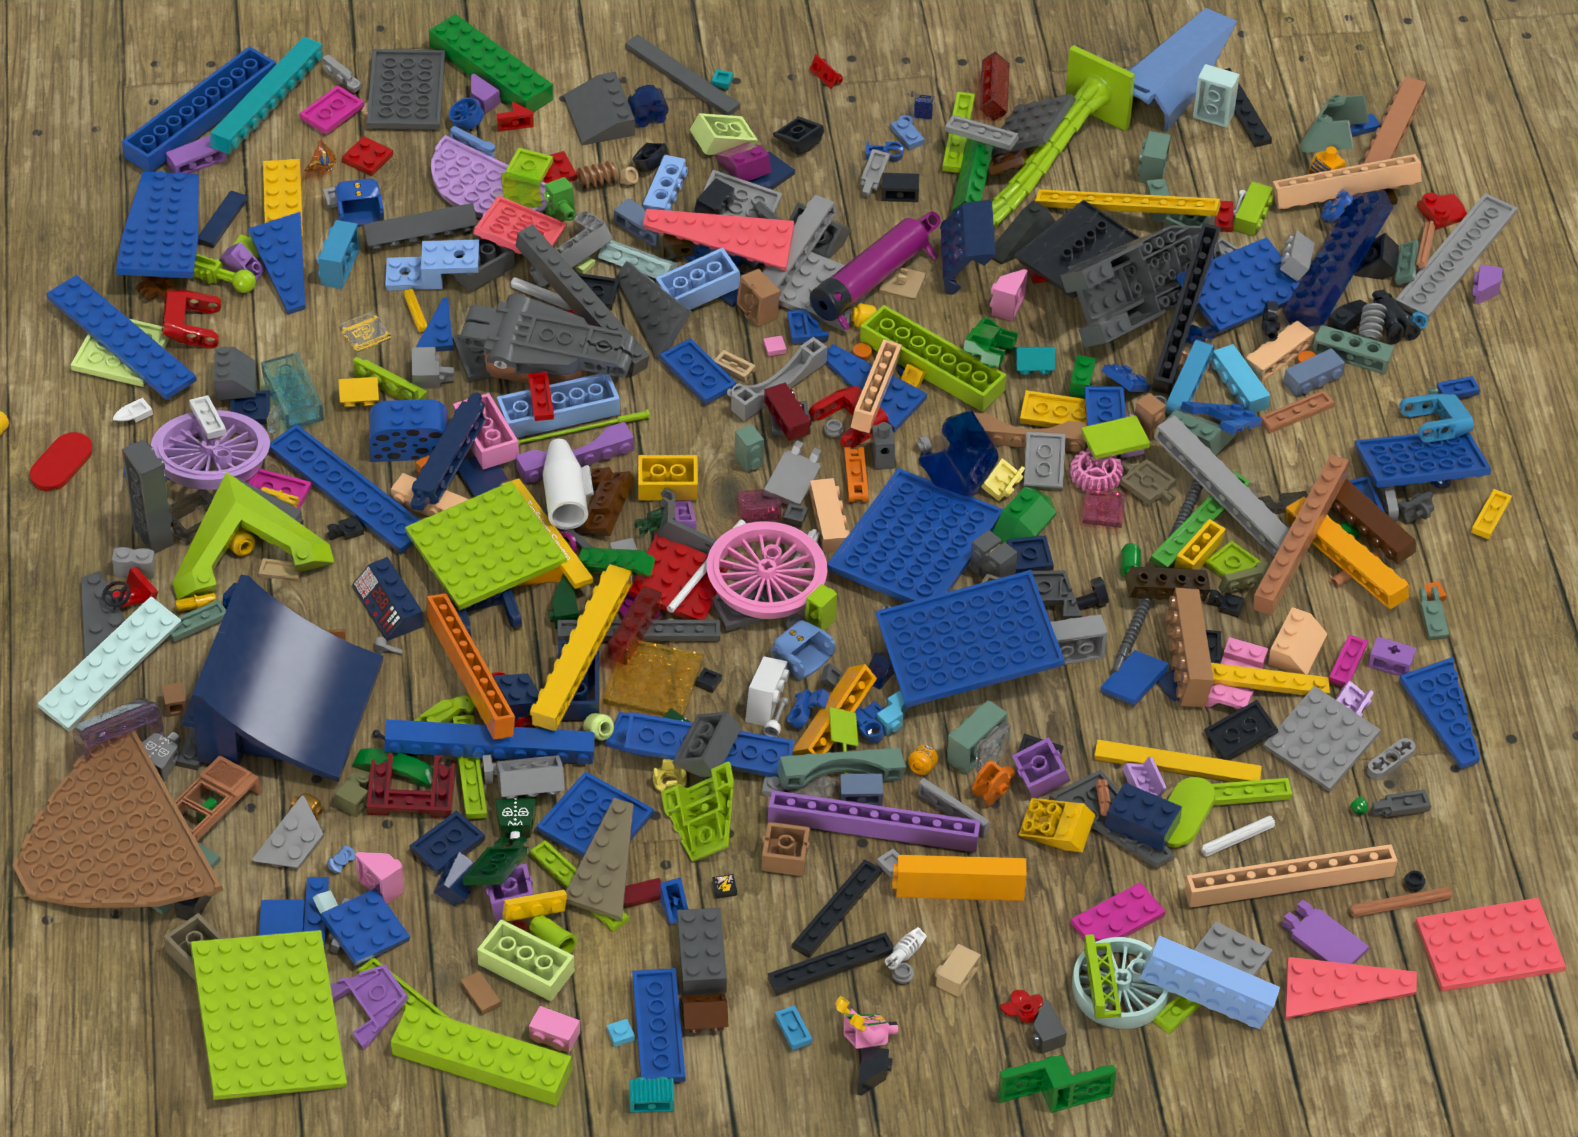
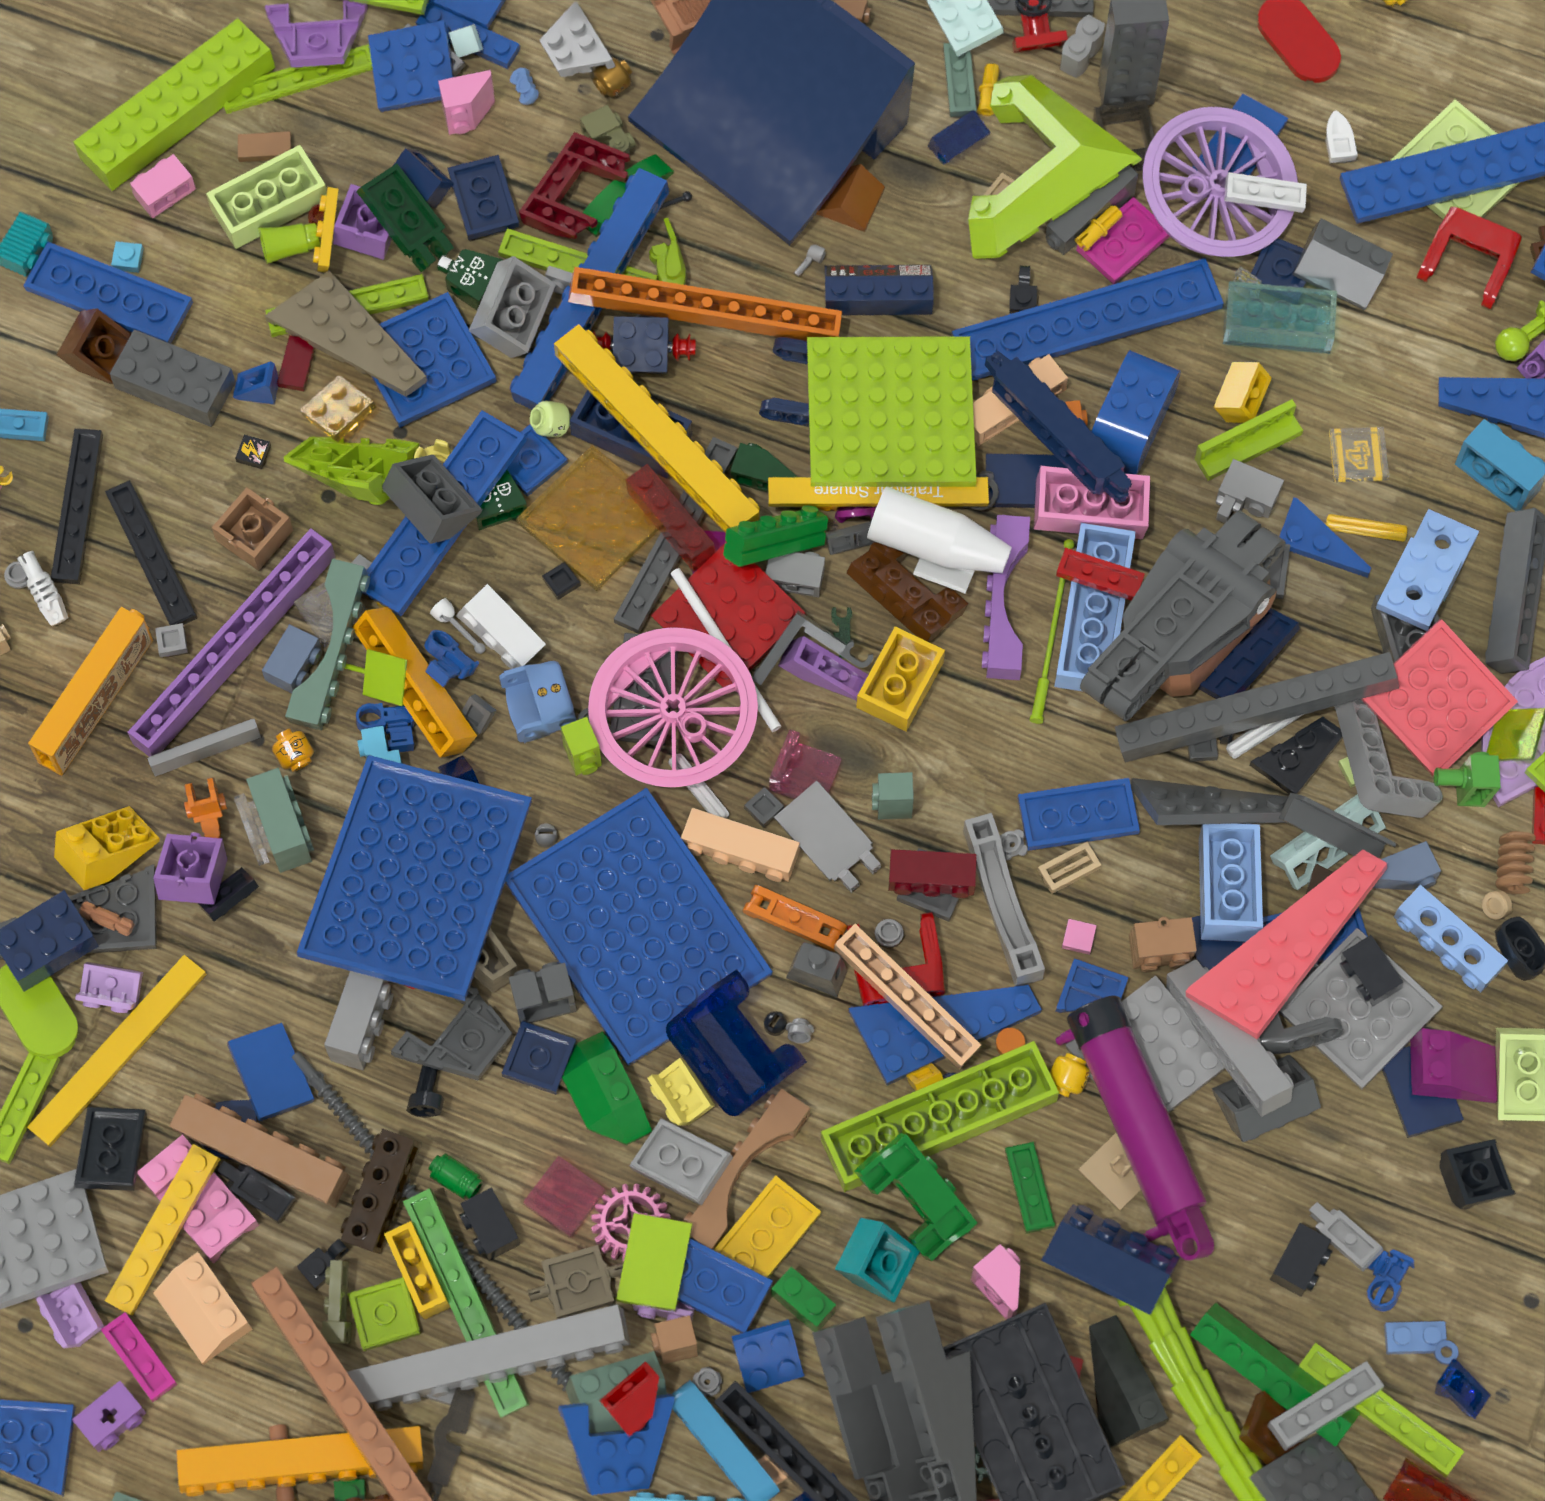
camera: 120 degrees right, 20 degrees up
(634, 244) = (1332, 826): none -> dark grey panel
(663, 849) = (338, 408): none -> clear yellow plate
(942, 313) = (1029, 1187): none -> green tile
(1147, 532) = (489, 1224): none -> black brick
(1198, 408) = (633, 1399): none -> red slope

